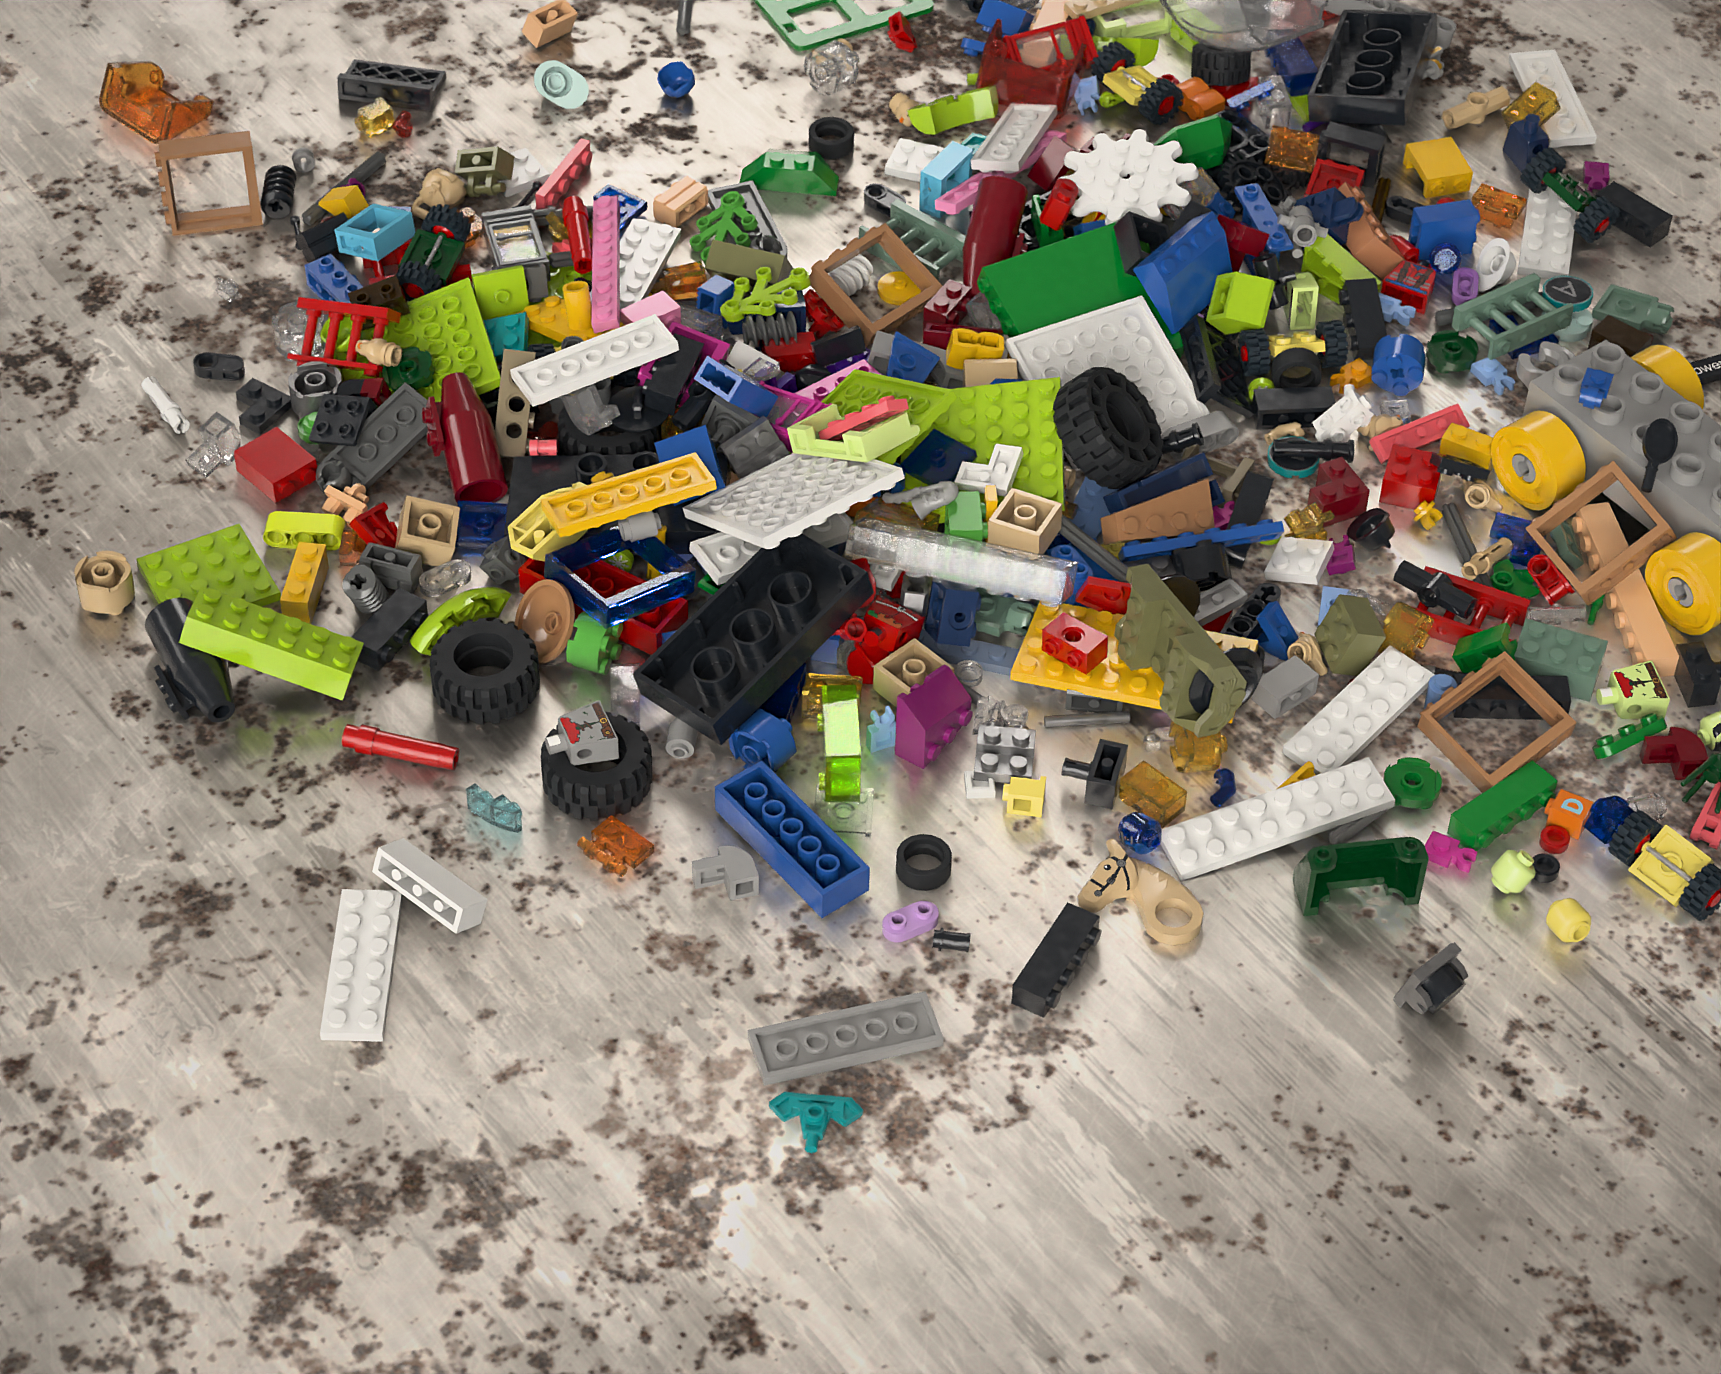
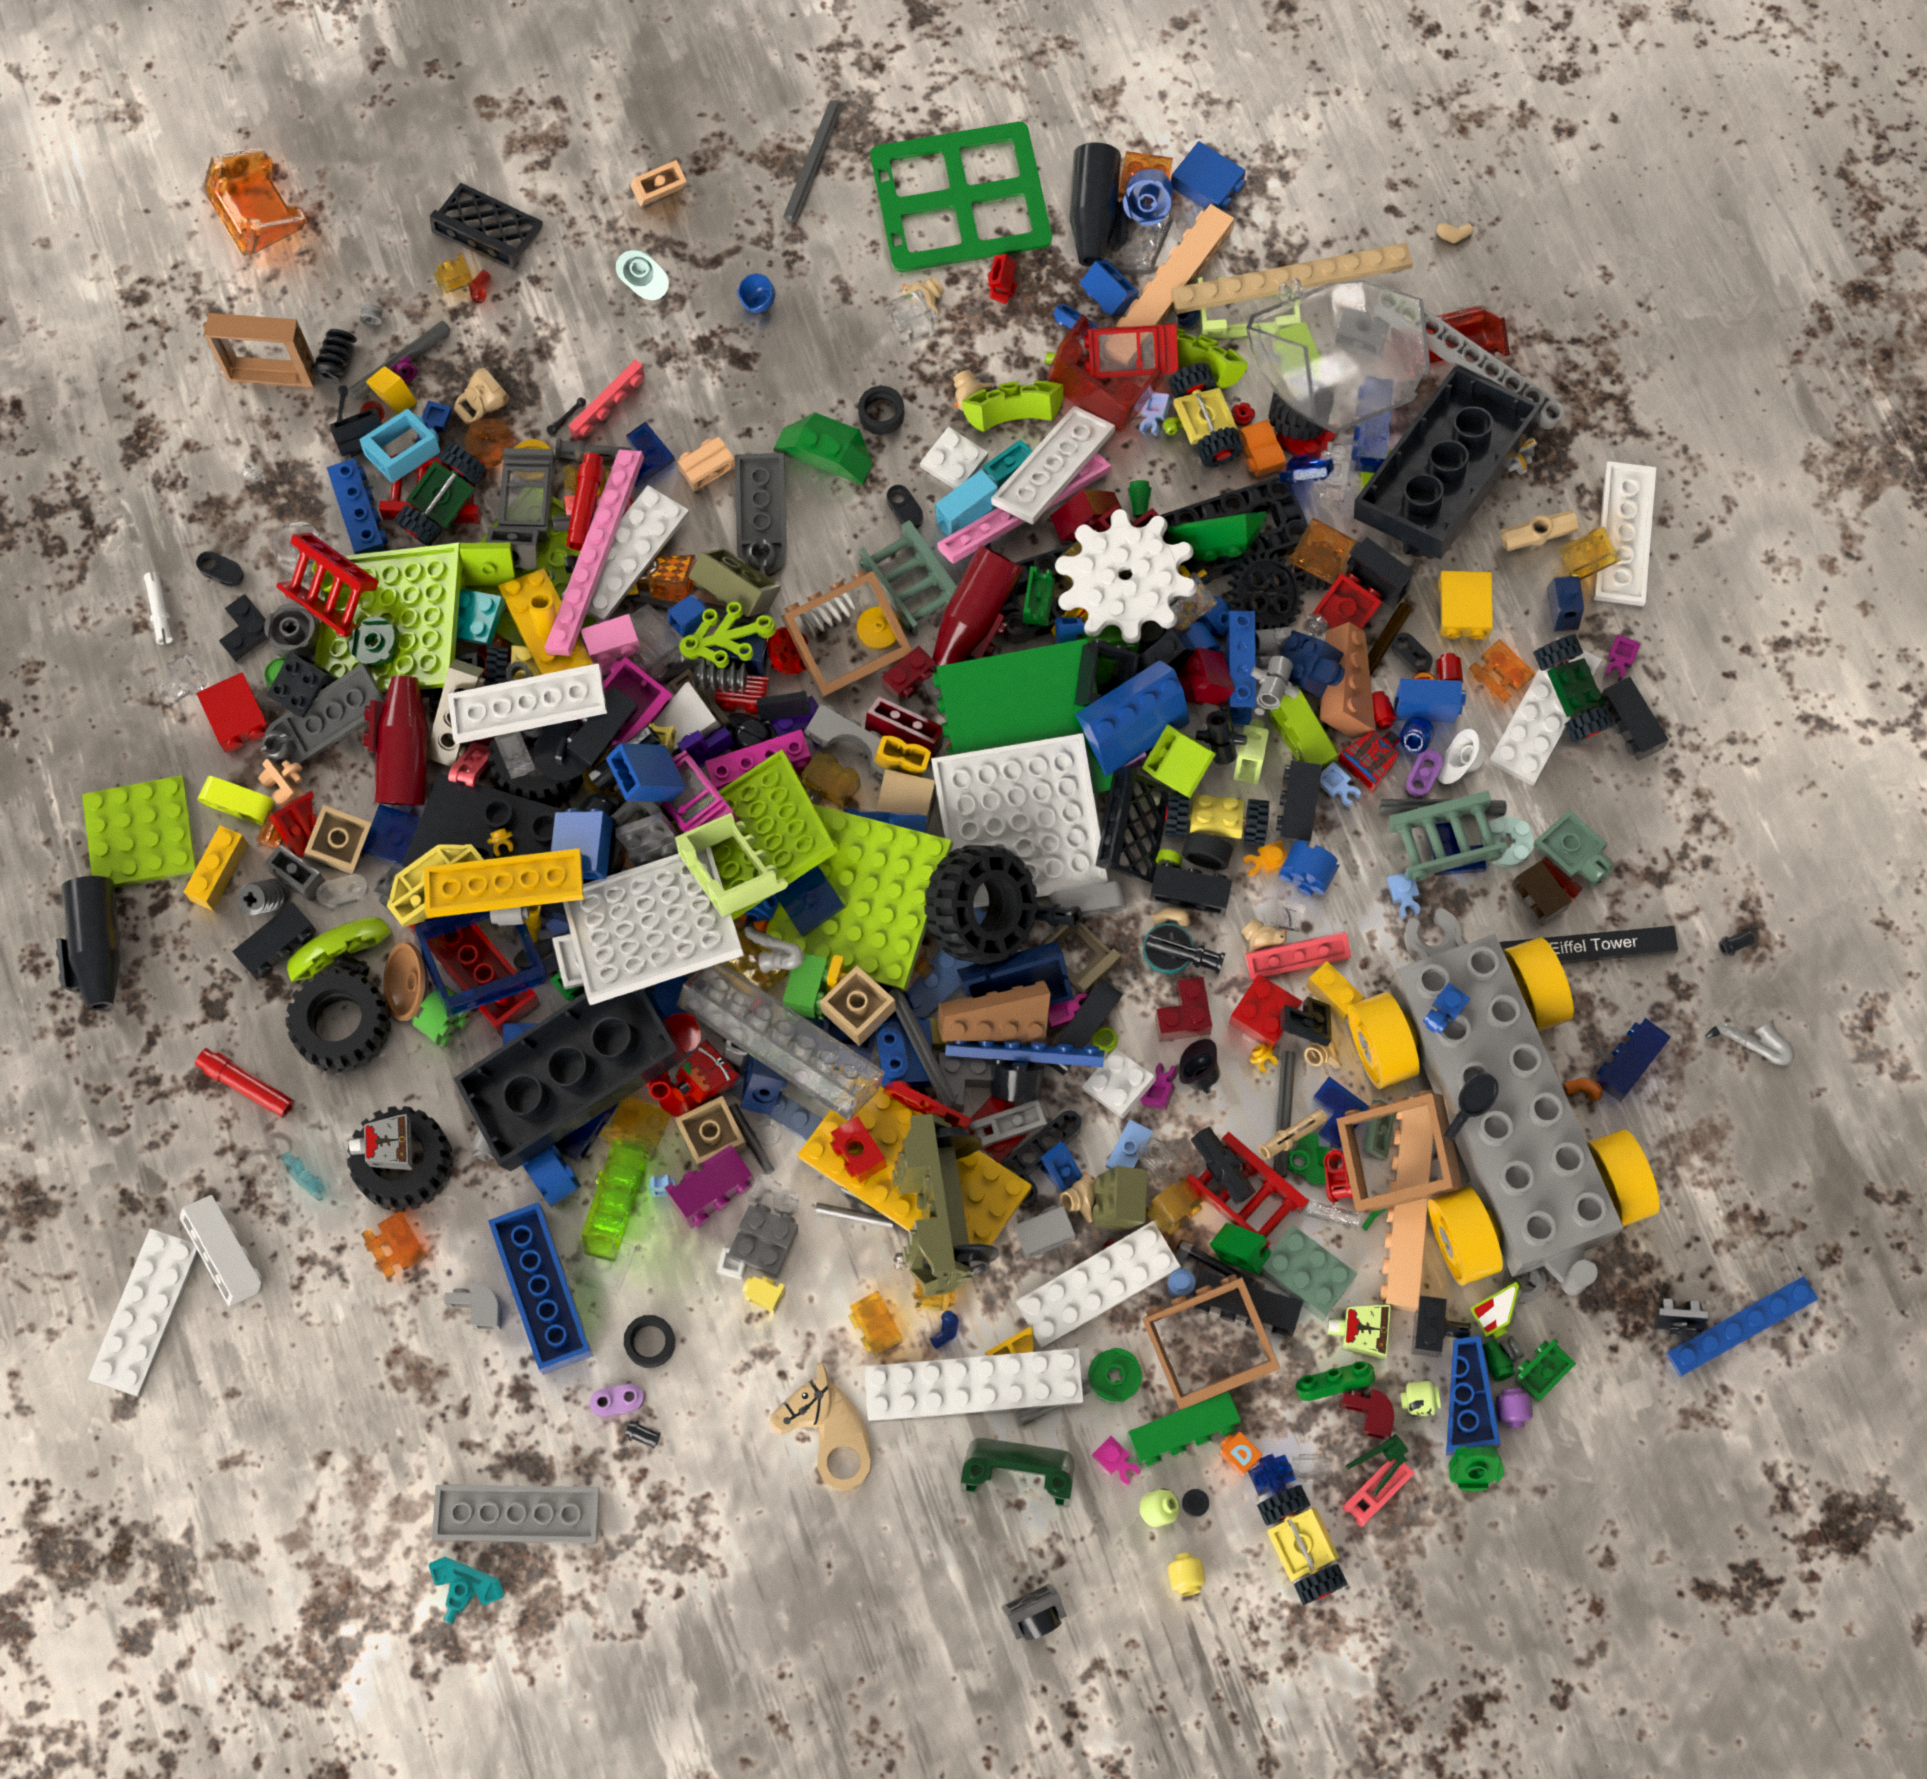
camera: 20 degrees right, 25 degrees up
(104, 582) = (56, 826): tan brick -> none
(271, 642) = (156, 948): lime brick -> none
(366, 388) = (325, 652): dark red leg -> none
(380, 351) = (349, 621): tan animal -> none
(385, 294) = (372, 548): dark brown brick -> none
(486, 166) = (532, 377): olive brick -> none
(525, 173) = (567, 378): white plate -> none
(625, 692) = (446, 1095): clear brick -> none
(731, 204) = (733, 512): bright green plant -> none
(761, 370) = (688, 736): clear tile -> none
(859, 421) = (741, 856): coral plate -> none
(910, 360) = (832, 761): blue wing -> none
(999, 471) = (849, 942): white plate -> none
(1055, 960) = (722, 1484): black brick -> none
(1059, 203) = (1046, 593): red brick -> none
(1101, 774) = (837, 1291): black brick -> none
(1140, 832) = (848, 1365): clear blue head -> none
(1308, 522) = (1141, 1047): clear yellow hips -> none
(1344, 416) = (1228, 924): white brick -> none
(1463, 355) = (1385, 844): dark green plate -> none
(1554, 839) = (1218, 1473): red tile -> none
(1566, 290) = (1517, 815): tile -> none

